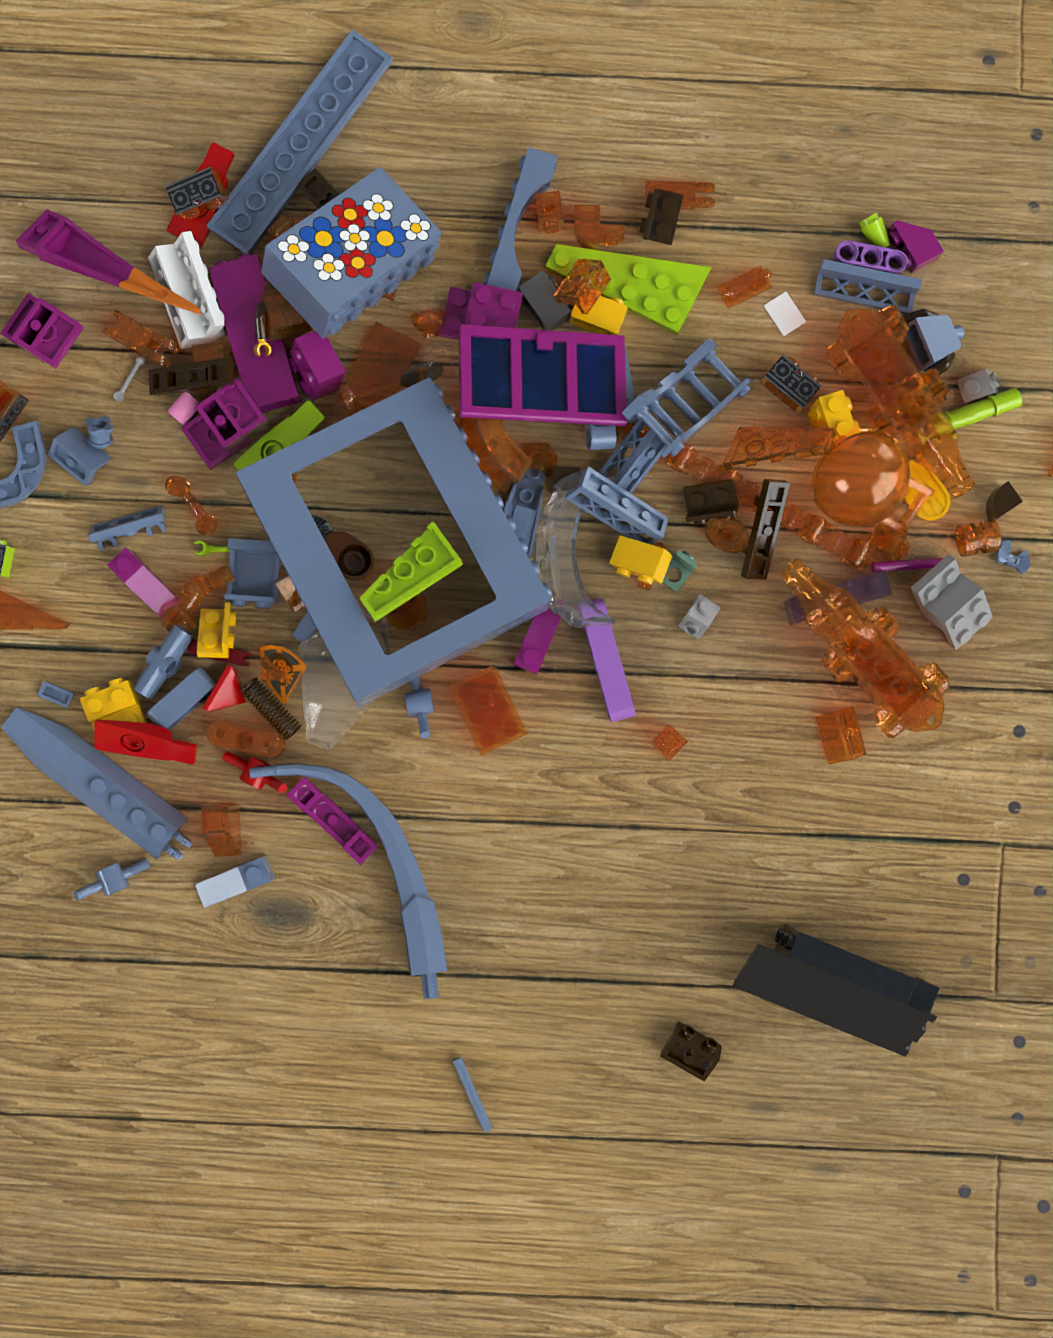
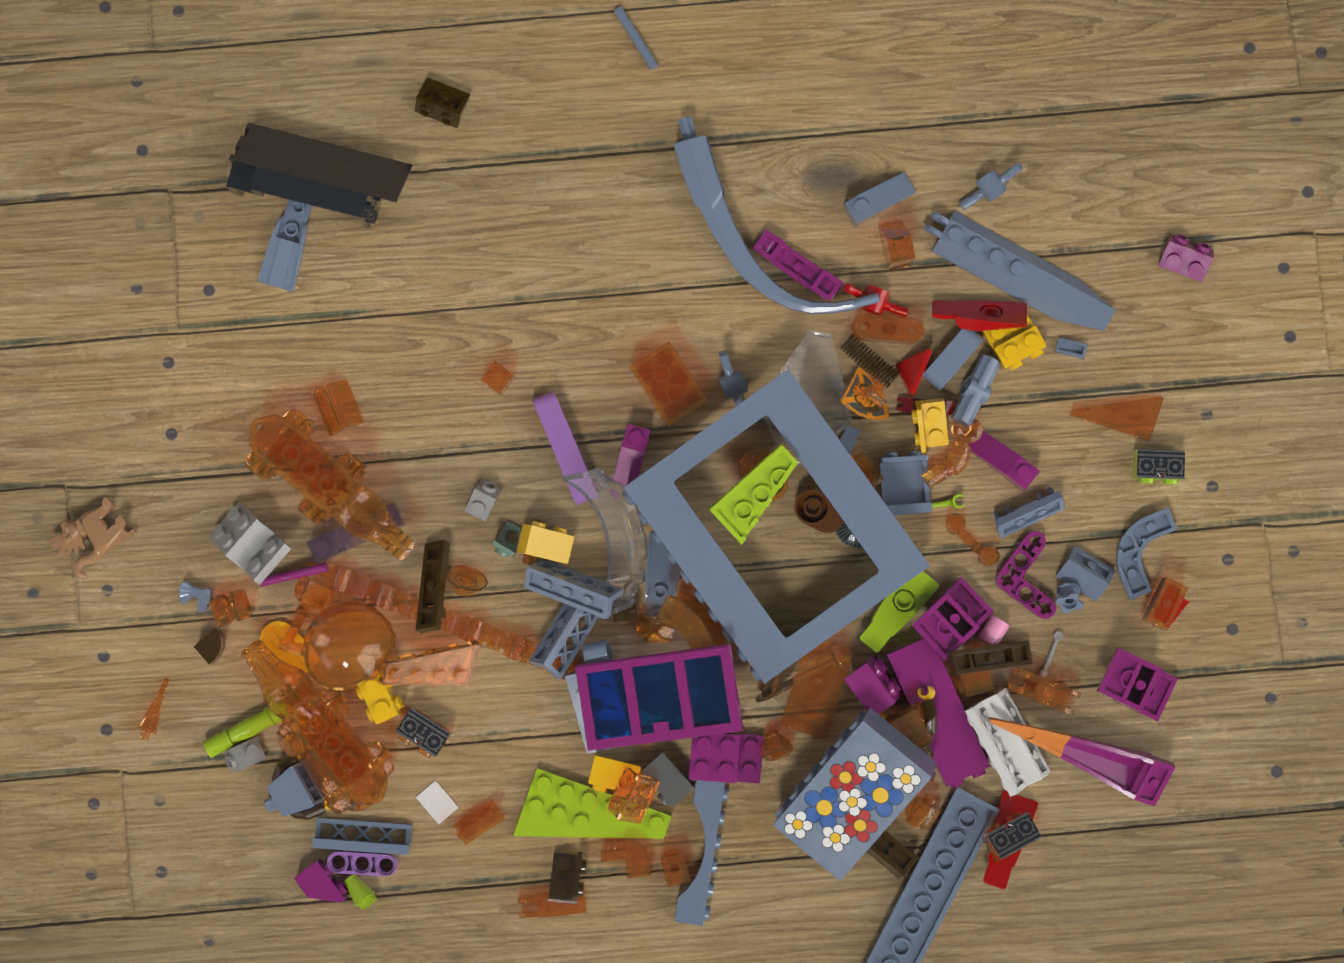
camera: 175 degrees right, 0 degrees up
(151, 455) = (1019, 583): none -> magenta beam
(649, 400) = (540, 709): sand blue fence -> none
(711, 501) = (486, 607): dark brown bracket -> none
(877, 912) = (286, 247): none -> sand blue piece

